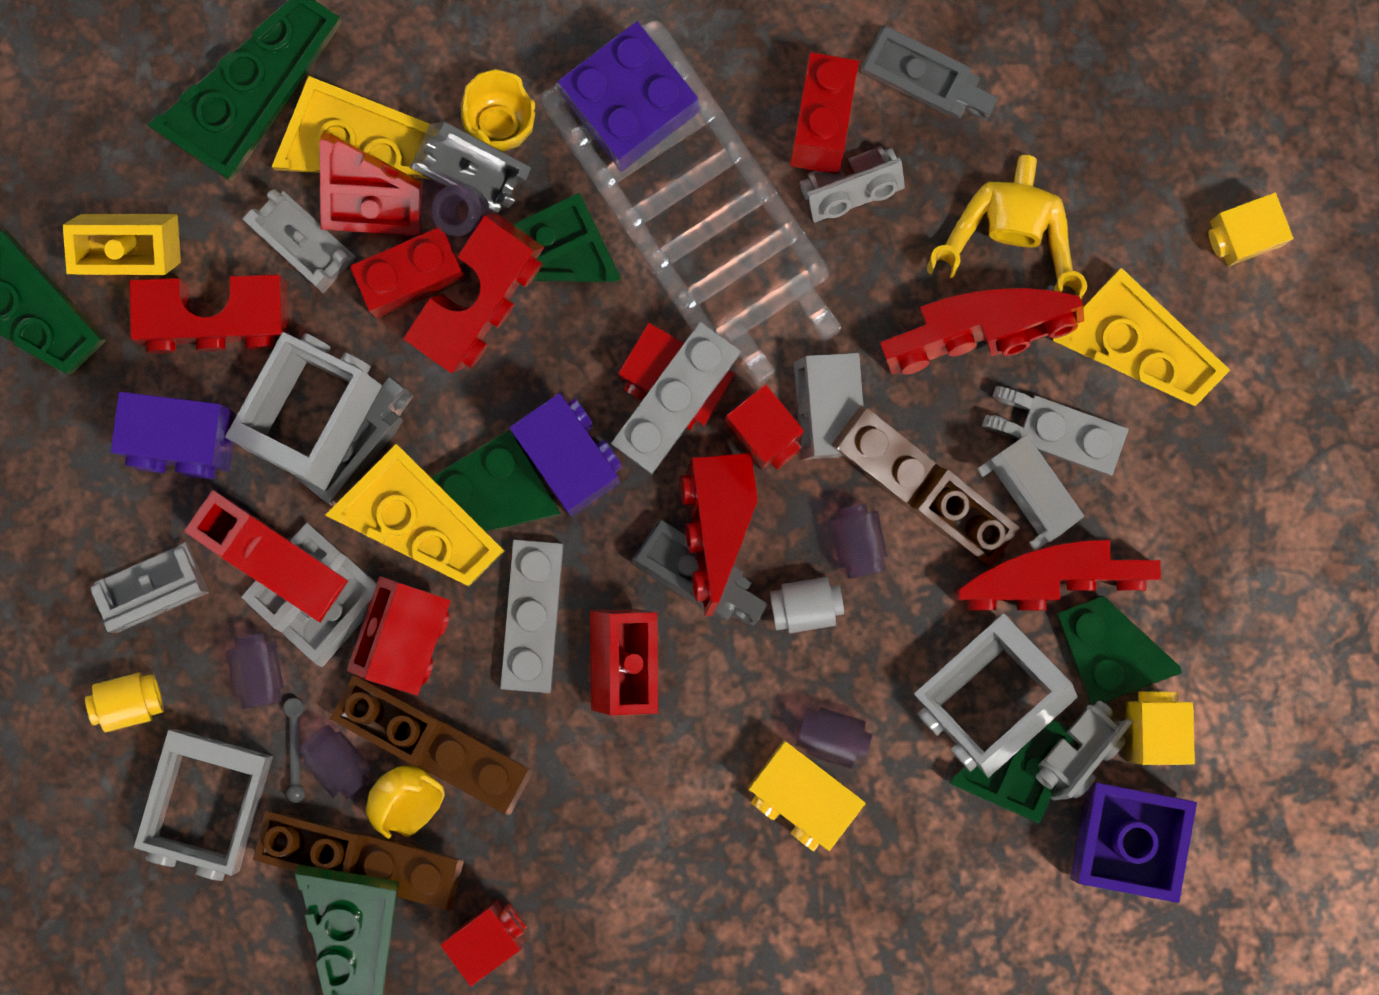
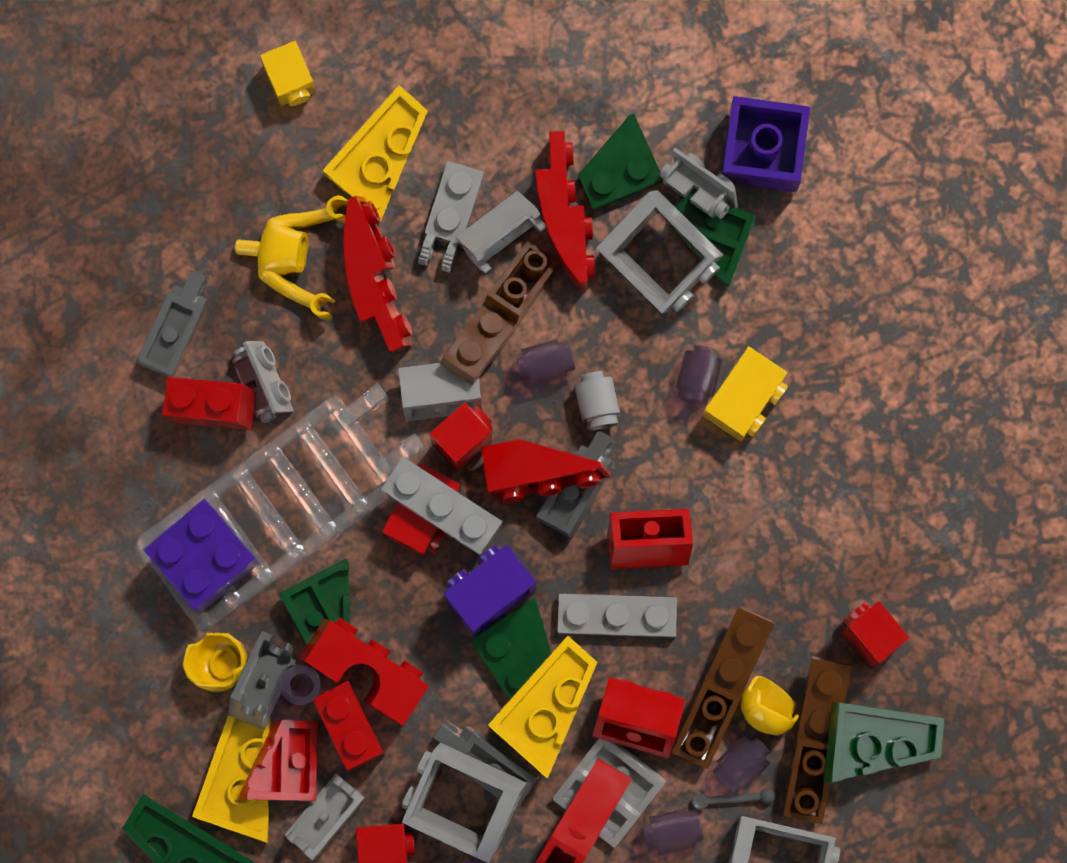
camera: 90 degrees left, 5 degrees down
(1160, 729) = (679, 126): yellow brick -> none

